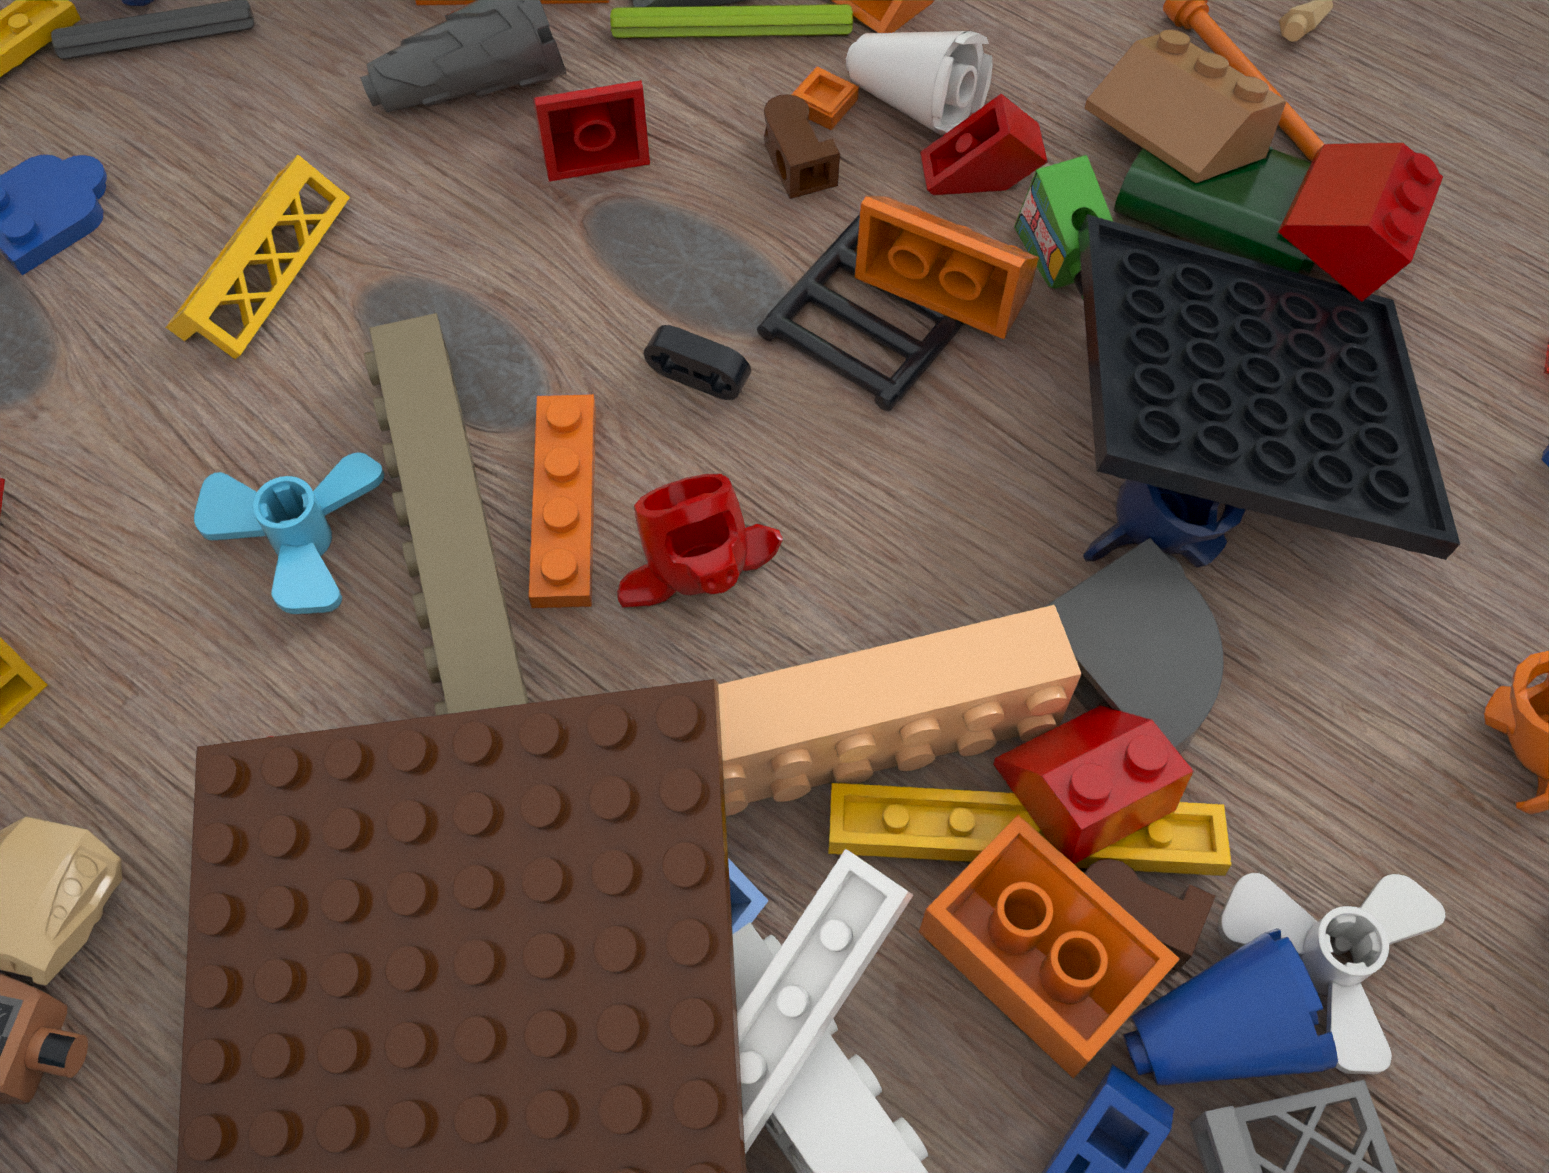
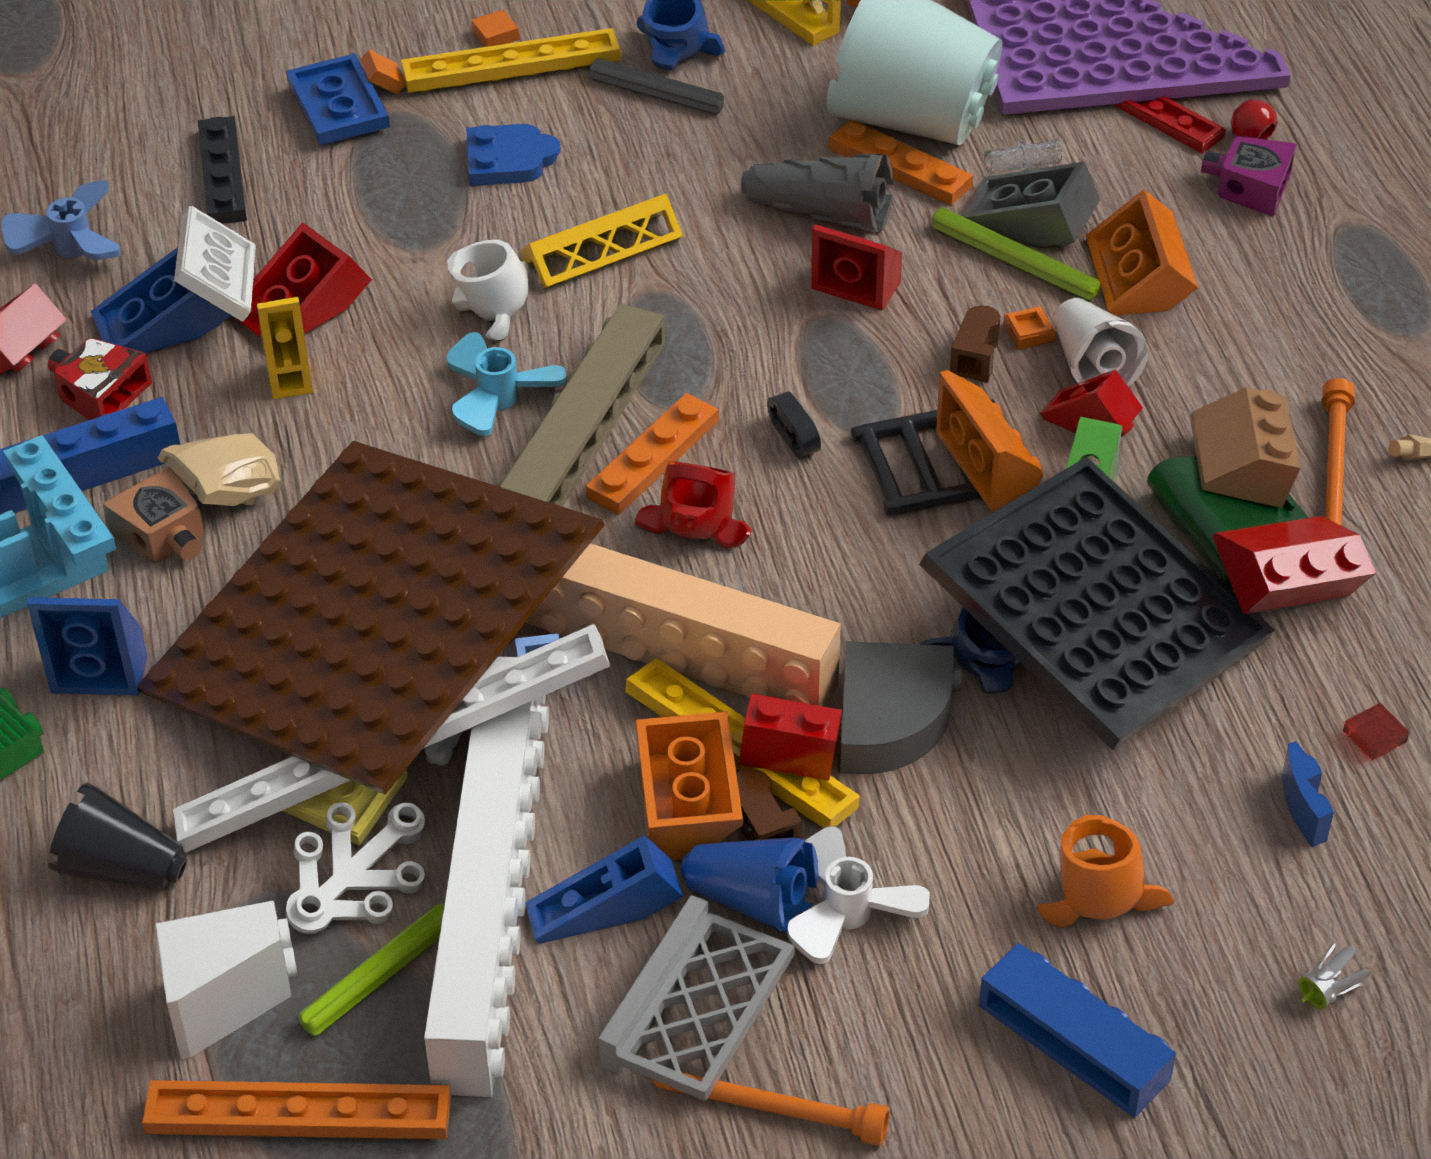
camera: 40 degrees right, 15 degrees down
(183, 395) = (497, 286): none -> white piece

